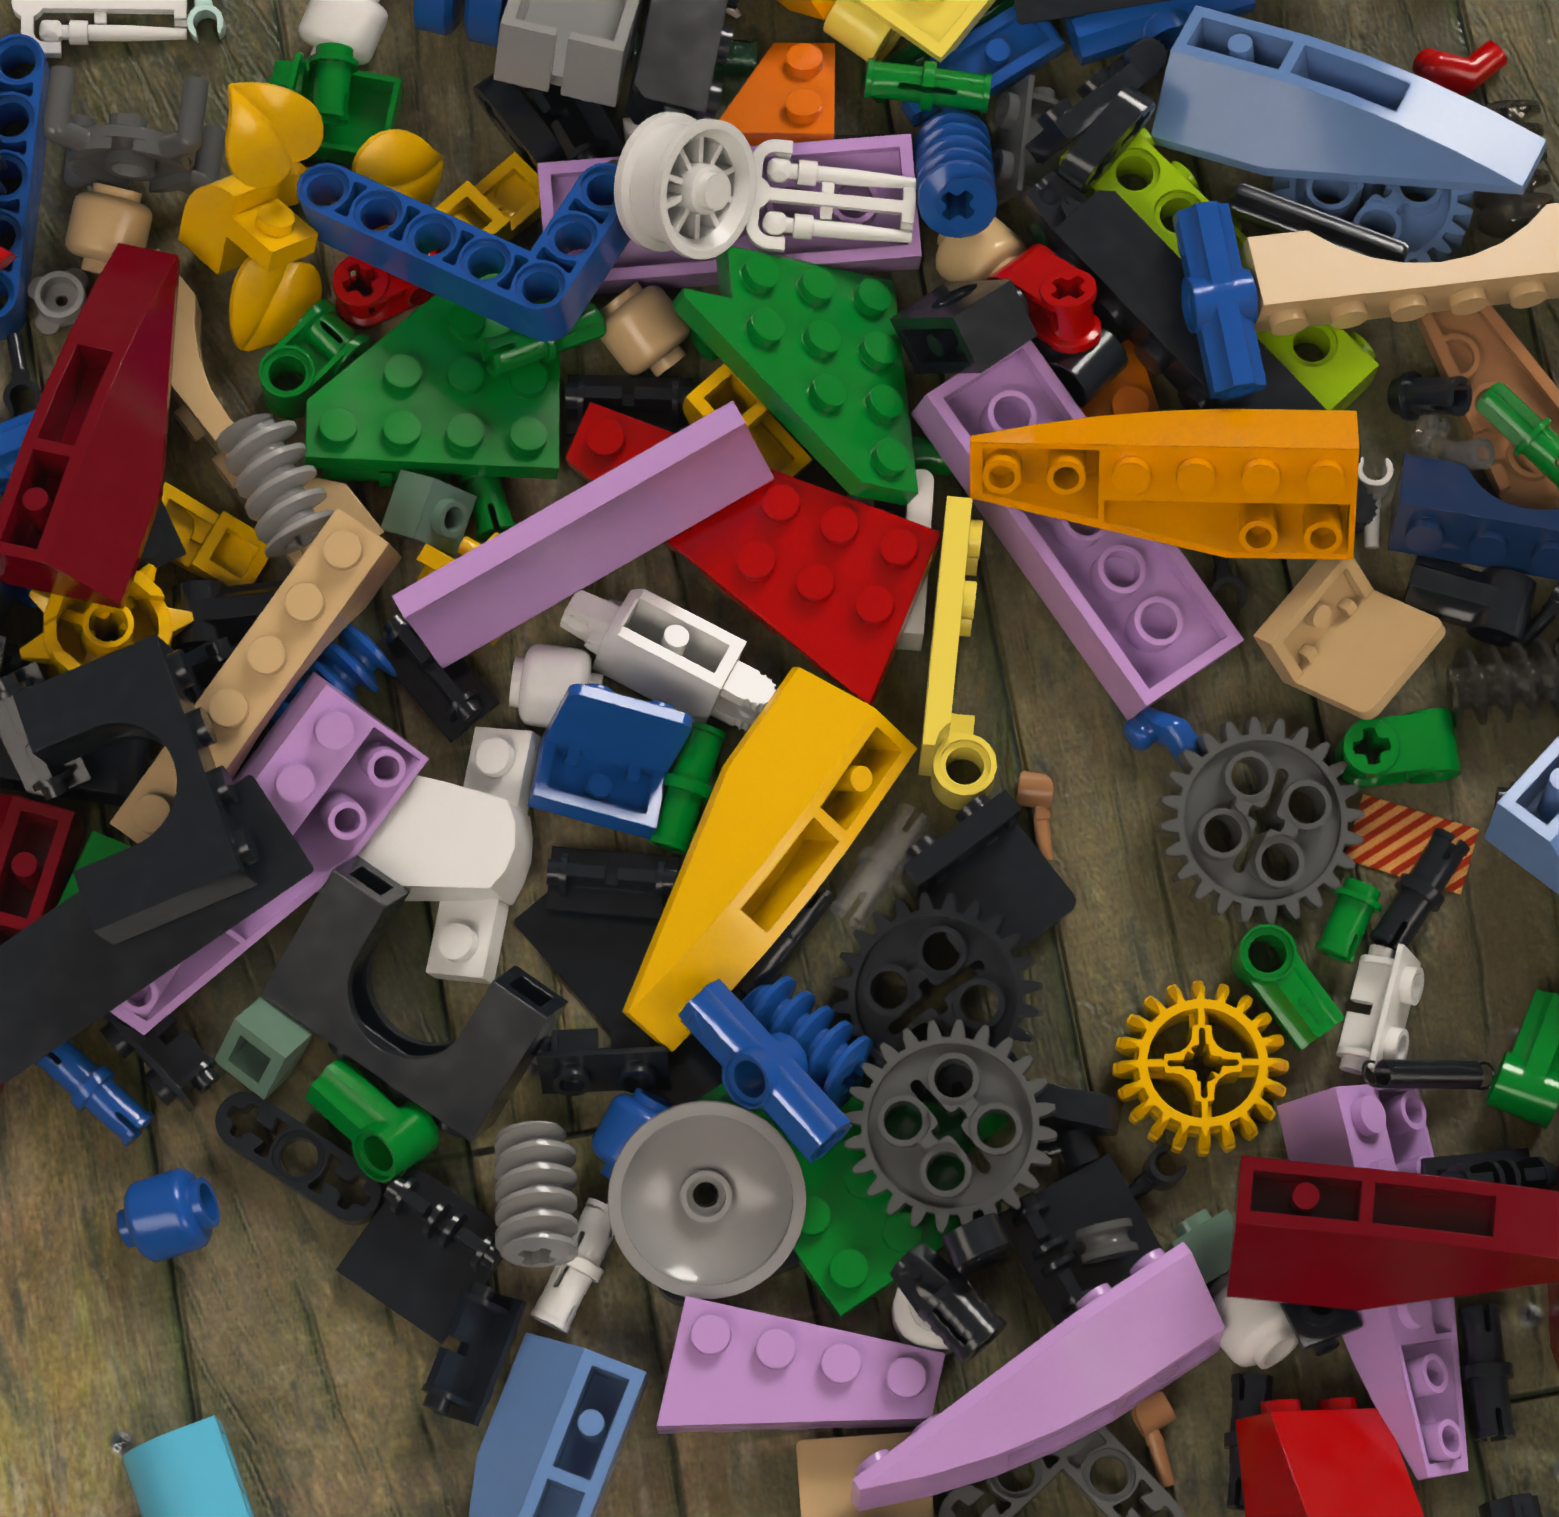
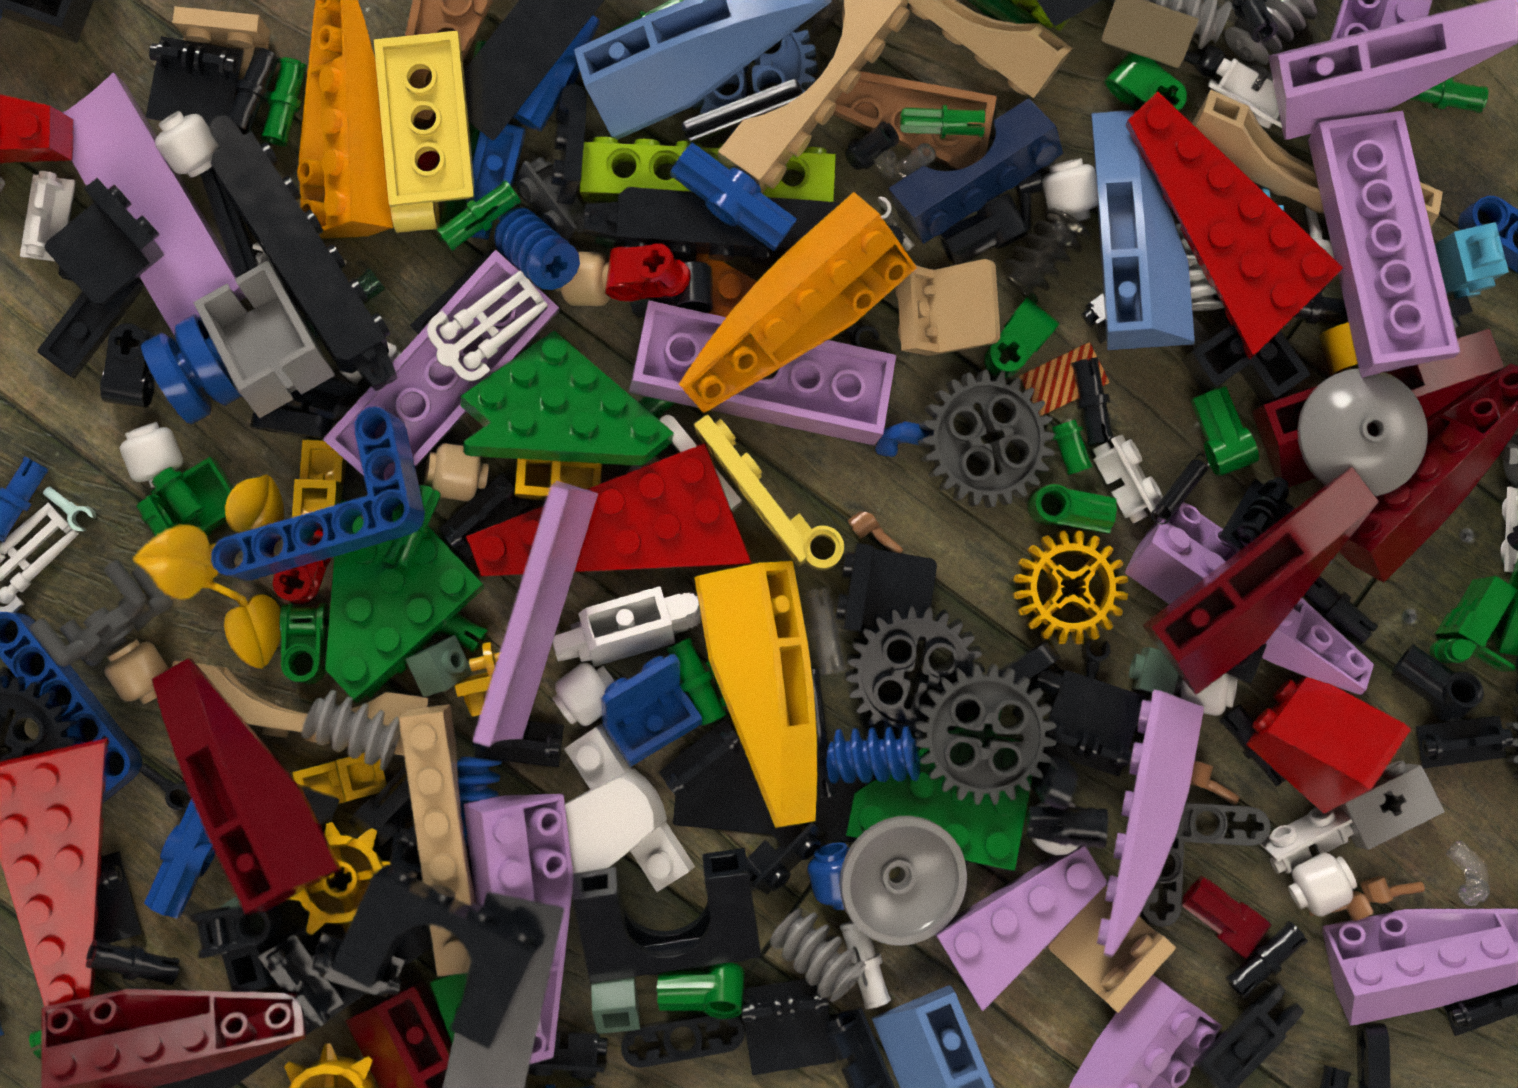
camera: 45 degrees left, 10 degrees up
(46, 292) = (137, 731): light grey plate -> none
(237, 221) = (203, 615): yellow brick -> none
(685, 185) = (412, 387): white wheel -> none
(765, 1070) = (874, 794): blue piece -> none
(788, 95) = (412, 288): orange wing -> none
(964, 326) = (617, 326): black brick -> none
(1106, 139) = (596, 162): black beam -> none
(1106, 1240) = (1107, 716): dark grey bush -> none

